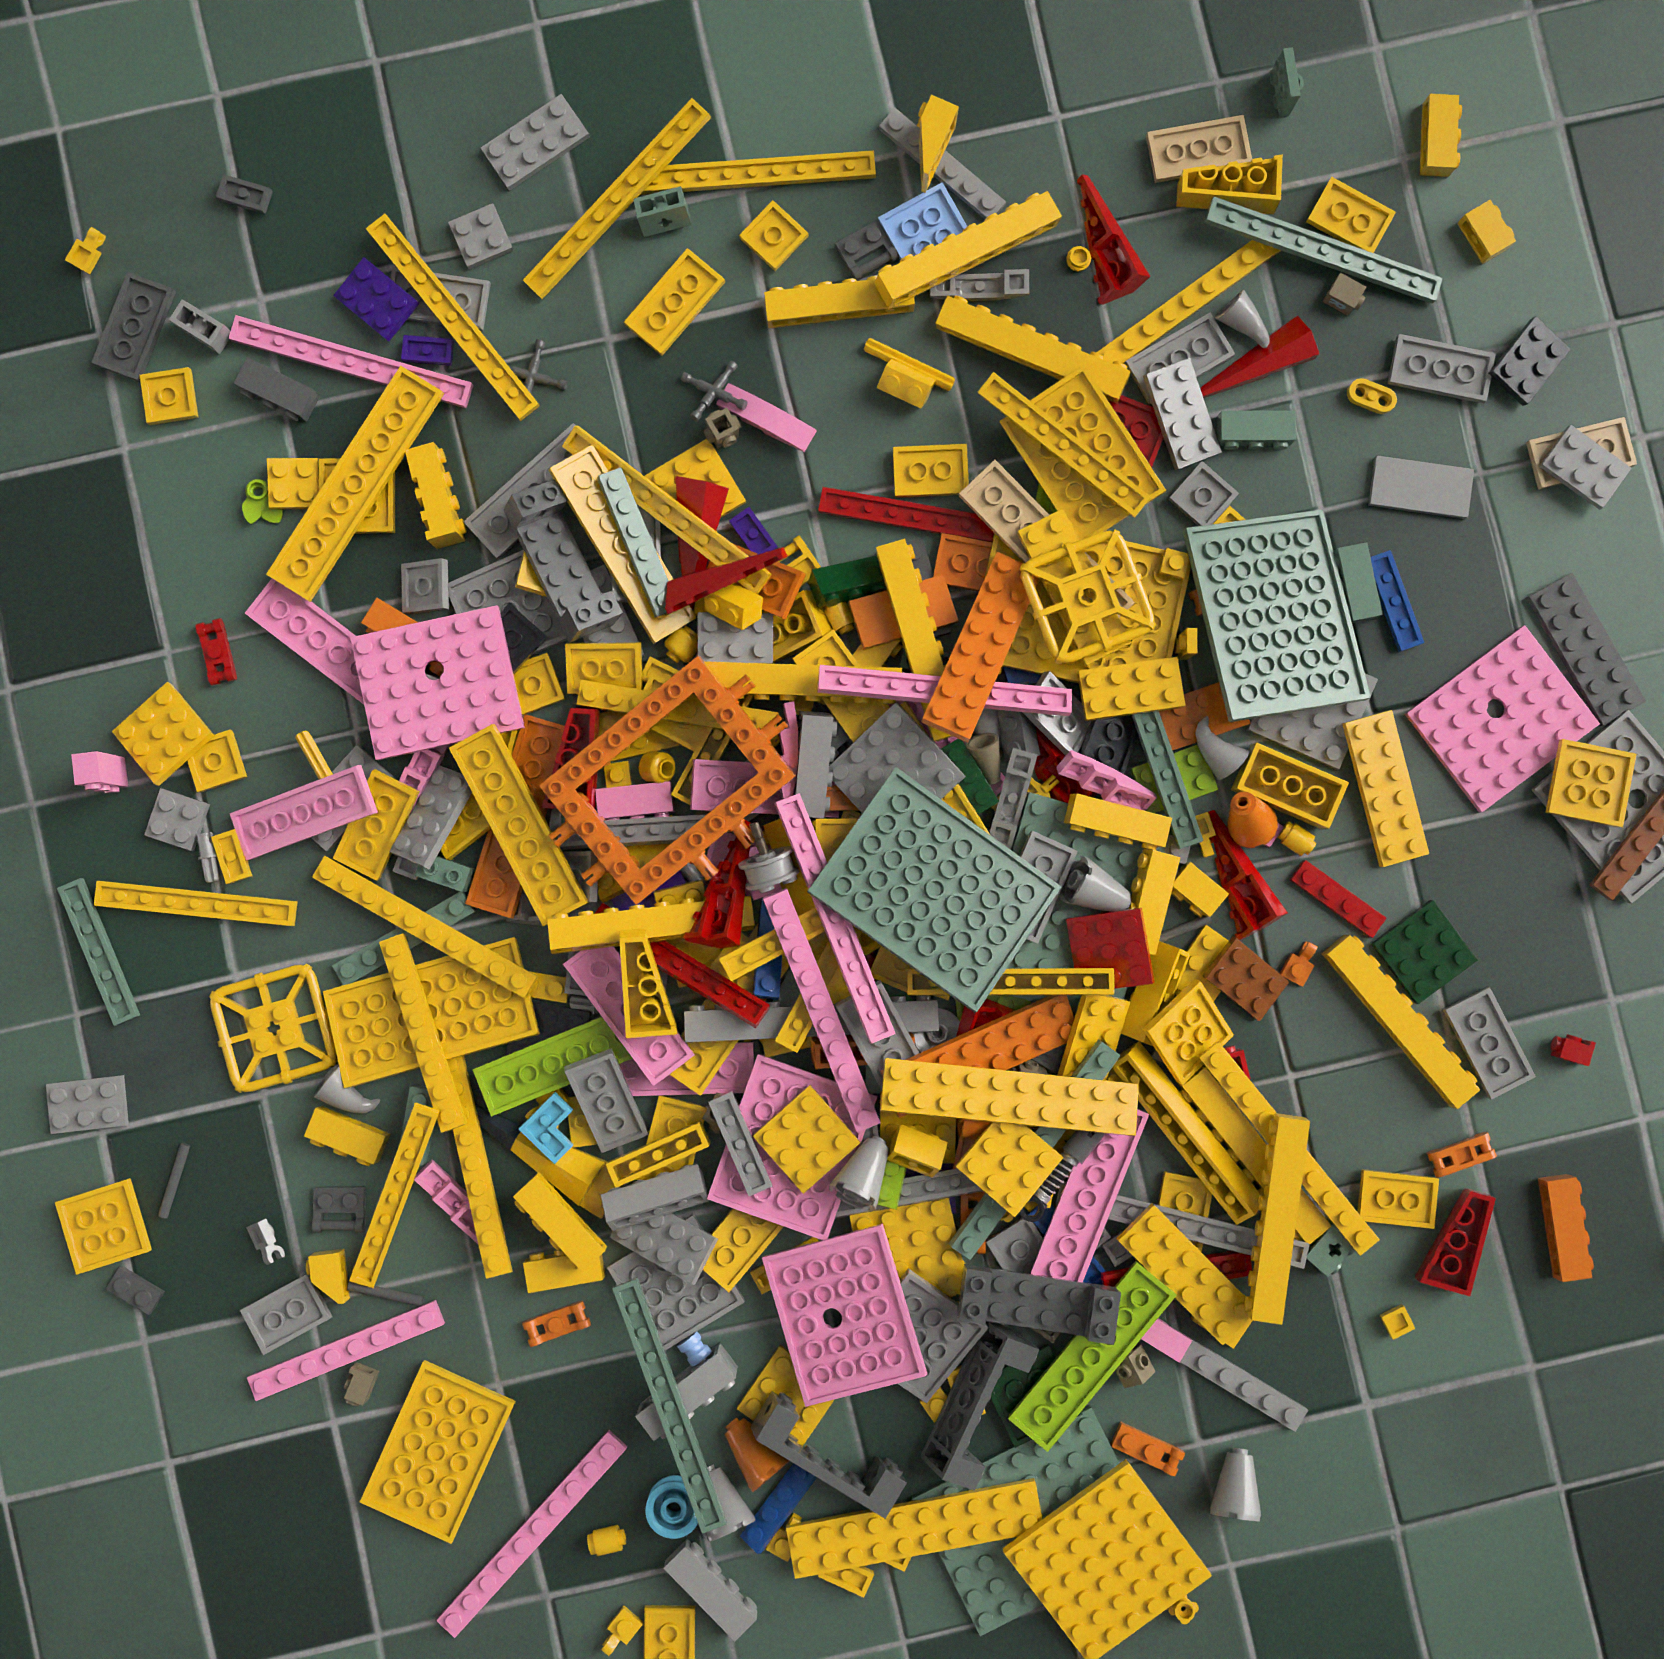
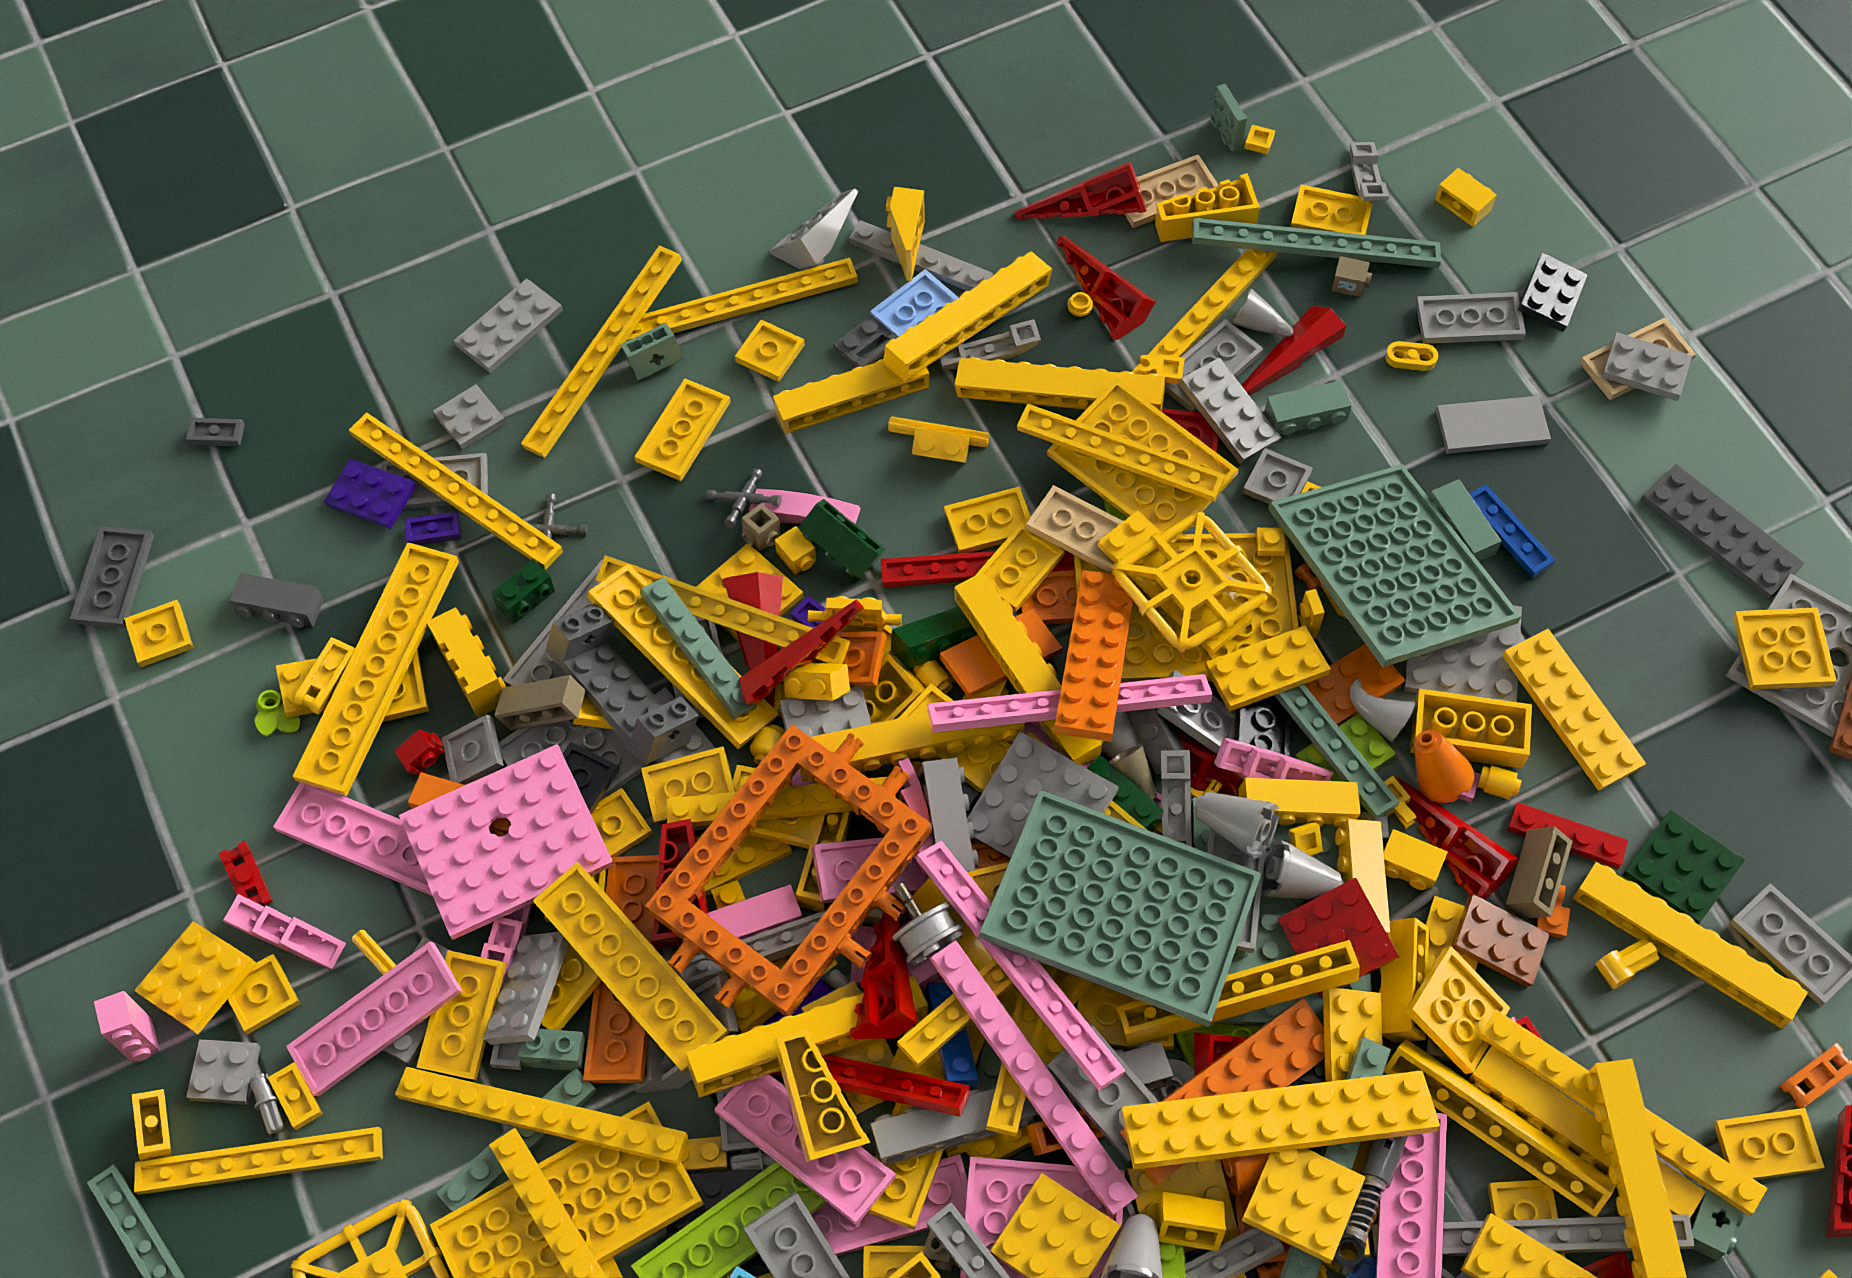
camera: 10 degrees left, 25 degrees down
(84, 253) = (52, 521): yellow plate -> none
(112, 856) = (151, 1125): none -> yellow brick
(200, 326) = (186, 557): light grey brick -> none
(241, 711) = (284, 932): none -> bright pink slope
(307, 481) = (324, 675): none -> yellow plate
(340, 358) = (336, 556): bright pink plate -> none
(379, 575) = (420, 751): none -> red brick
(490, 559) = (540, 702): none -> dark tan brick
(497, 438) = (523, 591): none -> dark green brick
(657, 767) = (772, 874): yellow head -> none
(749, 458) = (795, 550): none -> yellow brick
(791, 461) = (841, 539): none -> dark green brick
(794, 547) = (870, 619): none -> yellow plate
(845, 119) = (817, 235): none -> light grey wedge
(942, 530) = (1021, 565): none -> yellow plate
(1057, 833) = (1239, 820): none -> light grey cone
(1112, 856) = (1307, 838): none -> yellow plate
(1134, 140) = (1107, 193): none -> red wedge
(1137, 357) = (1167, 366): none -> yellow plate
(1299, 930) = (1539, 873): none -> dark tan brick
(1309, 111) = (1259, 139): none -> yellow plate
(1337, 1024) = (1623, 965): none -> yellow piece
(1399, 180) = (1366, 172): none -> light grey slope
(1440, 135) = (1389, 131): yellow brick -> none
(1500, 753) = (1673, 649): bright pink plate -> none

